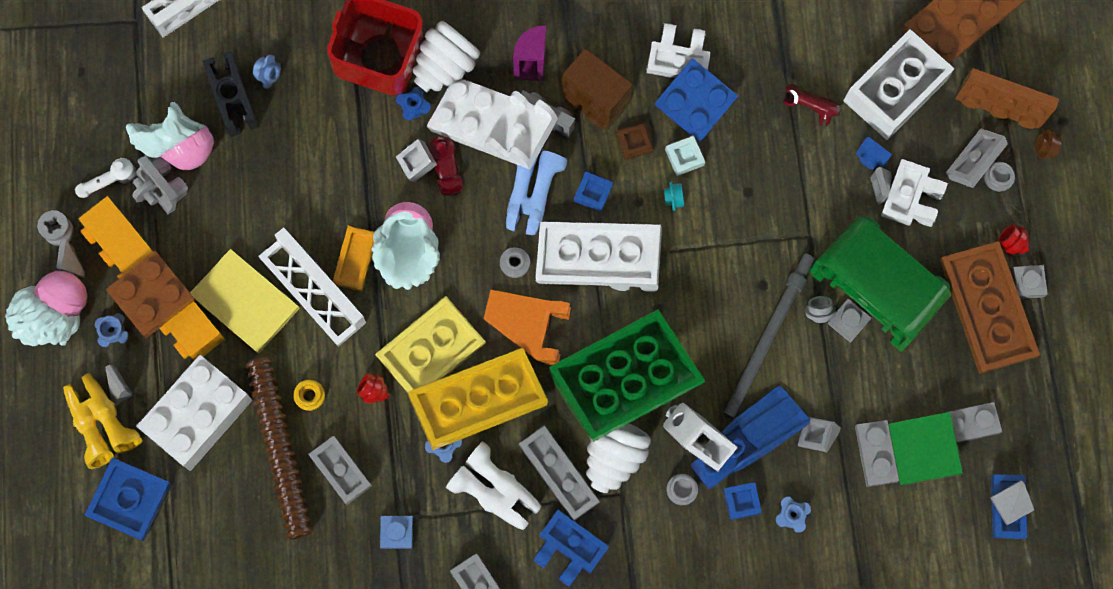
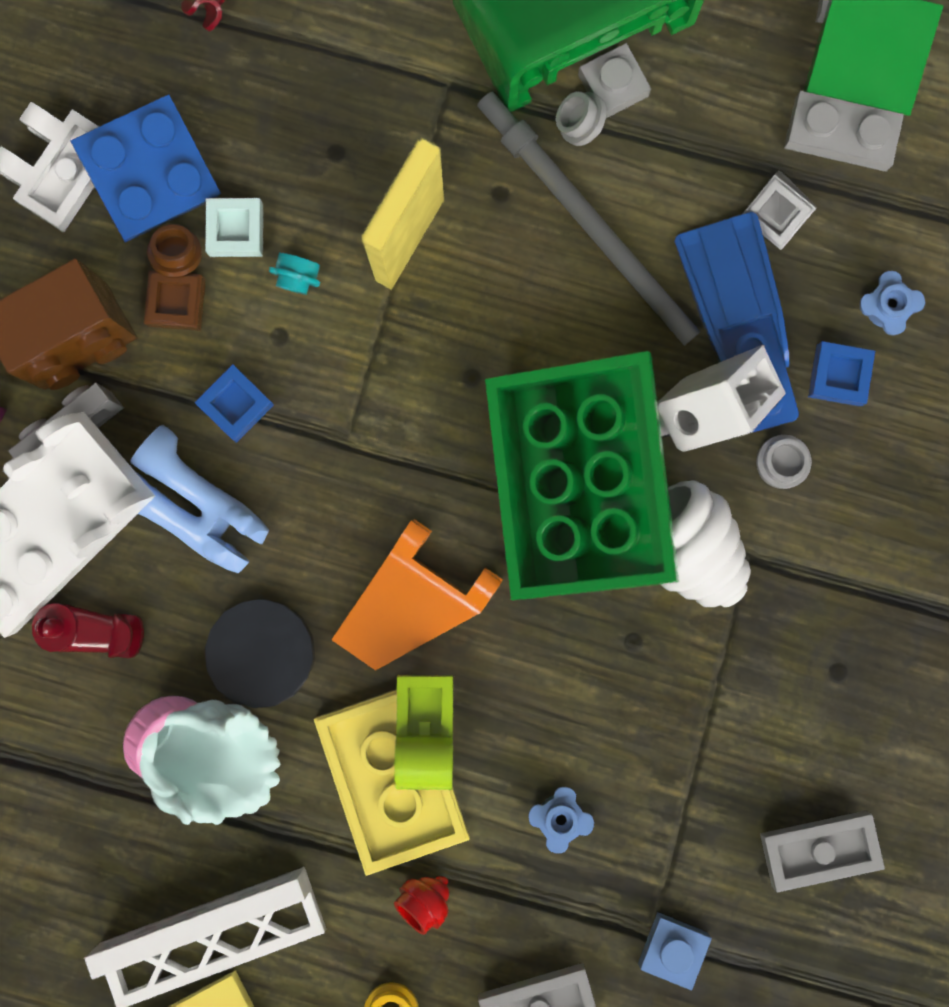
camera: 65 degrees left, 10 degrees up
(354, 259) = (190, 851): light orange tile -> none
(416, 160) = (58, 679): light grey plate -> none
(462, 352) = (424, 733): none -> lime plate
(469, 256) = (259, 653): none -> black tile
(477, 398) = (511, 738): yellow plate -> none
(505, 490) = (688, 762): white piece -> none
(517, 271) = (318, 589): light grey plate -> none
(559, 473) = (683, 649): light grey plate -> none
(574, 543) = (803, 672): blue plate -> none
(599, 255) = (347, 437): white hinge -> none
(659, 131) = (174, 251): none -> reddish brown plate
(723, 235) = (405, 213): none -> light yellow tile

